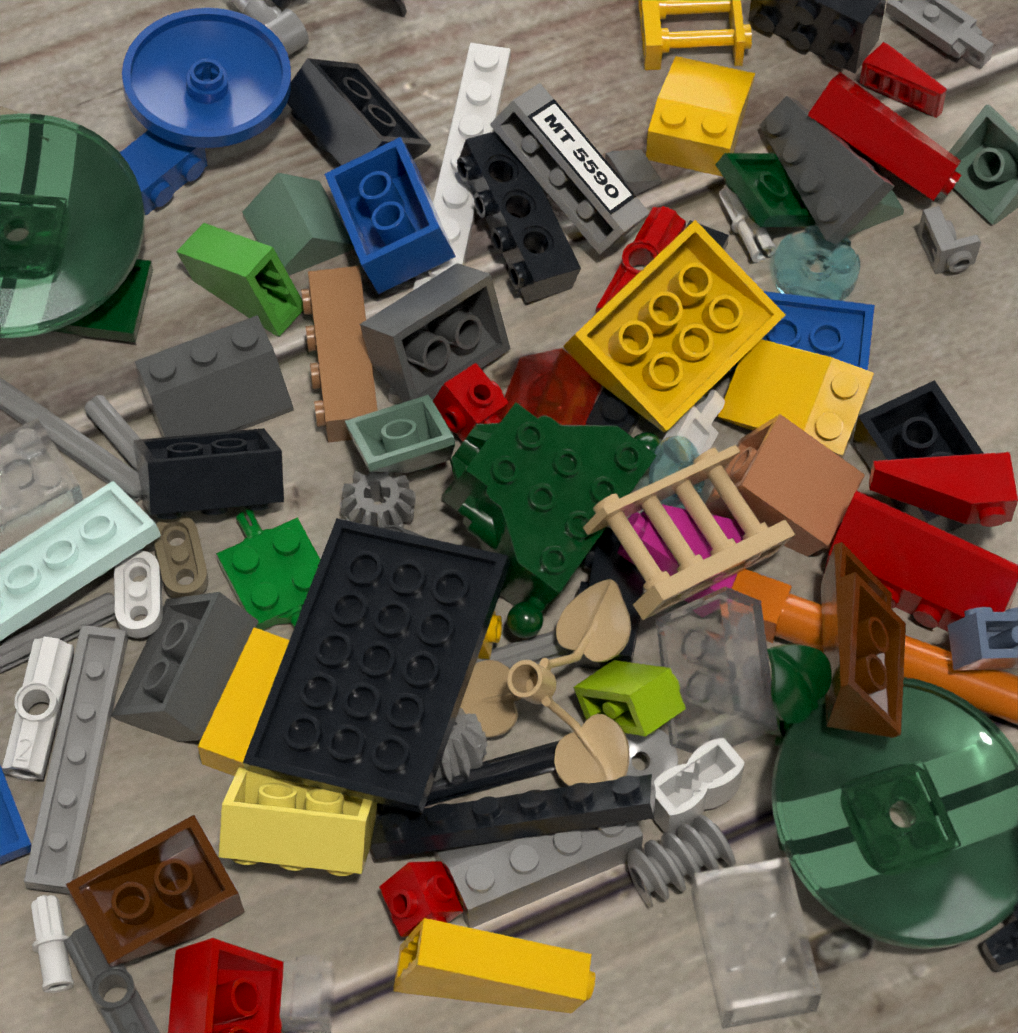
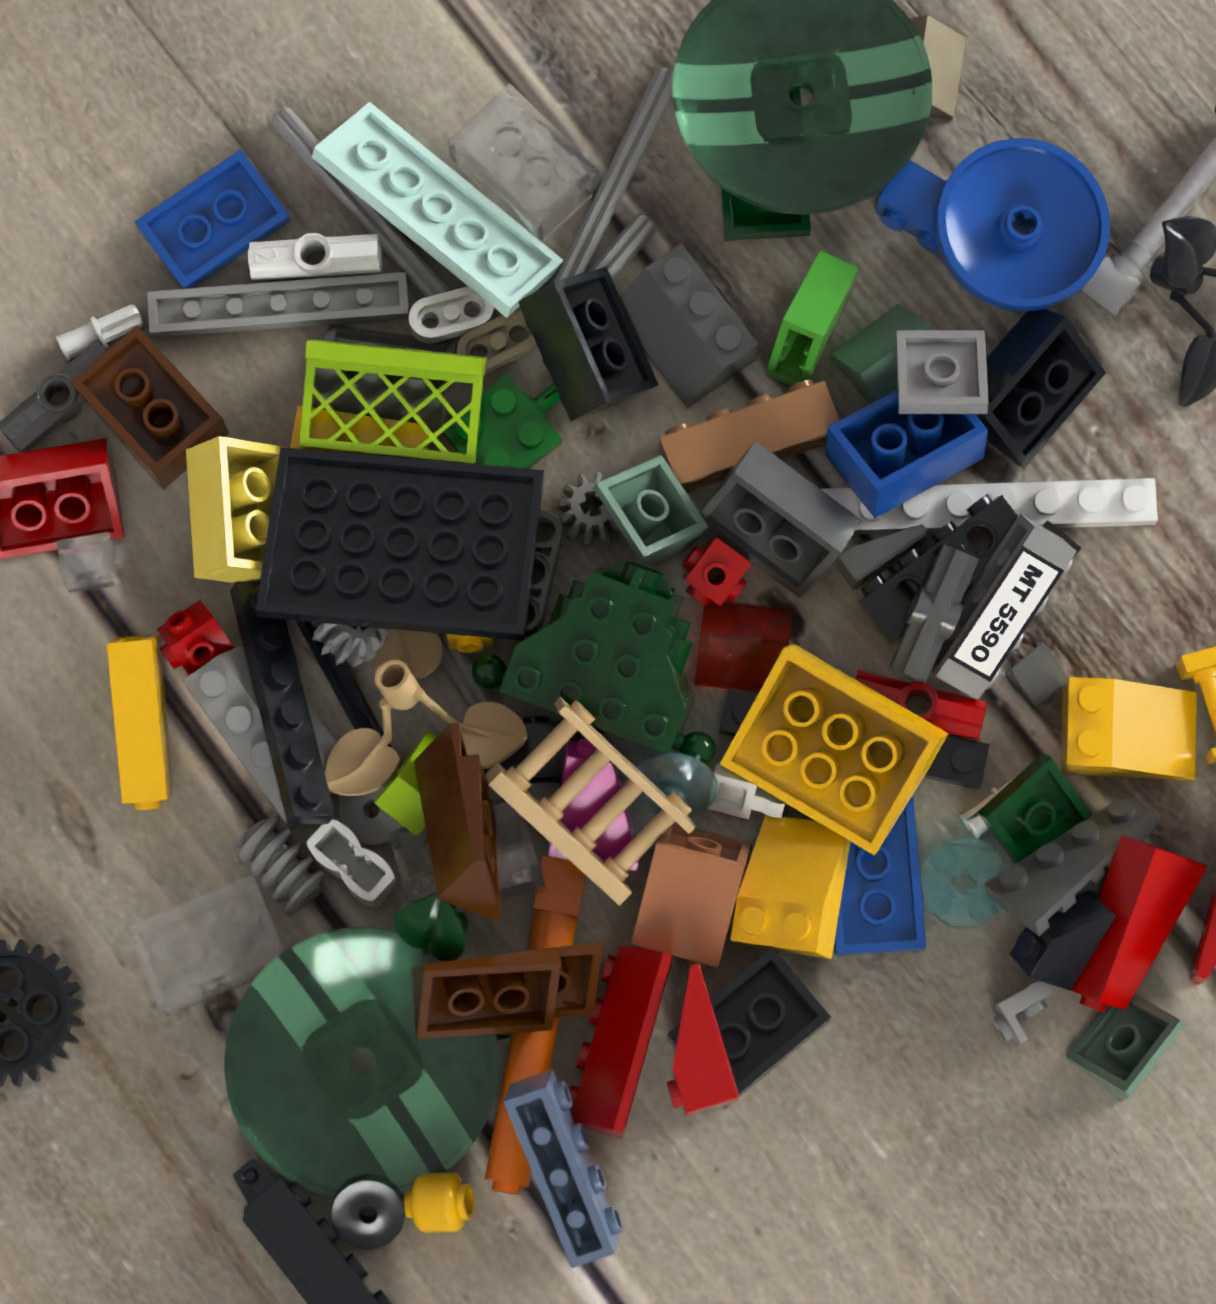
camera: 80 degrees right, 15 degrees up
(185, 630) = (394, 362): none -> lime fence
(334, 162) = (941, 372): none -> light grey plate
(487, 260) = (870, 559): none -> dark grey slope
(564, 217) = (934, 613): none -> dark grey piece
(693, 630) = (459, 824): none -> reddish brown slope
(912, 191) = (1068, 943): none -> black slope

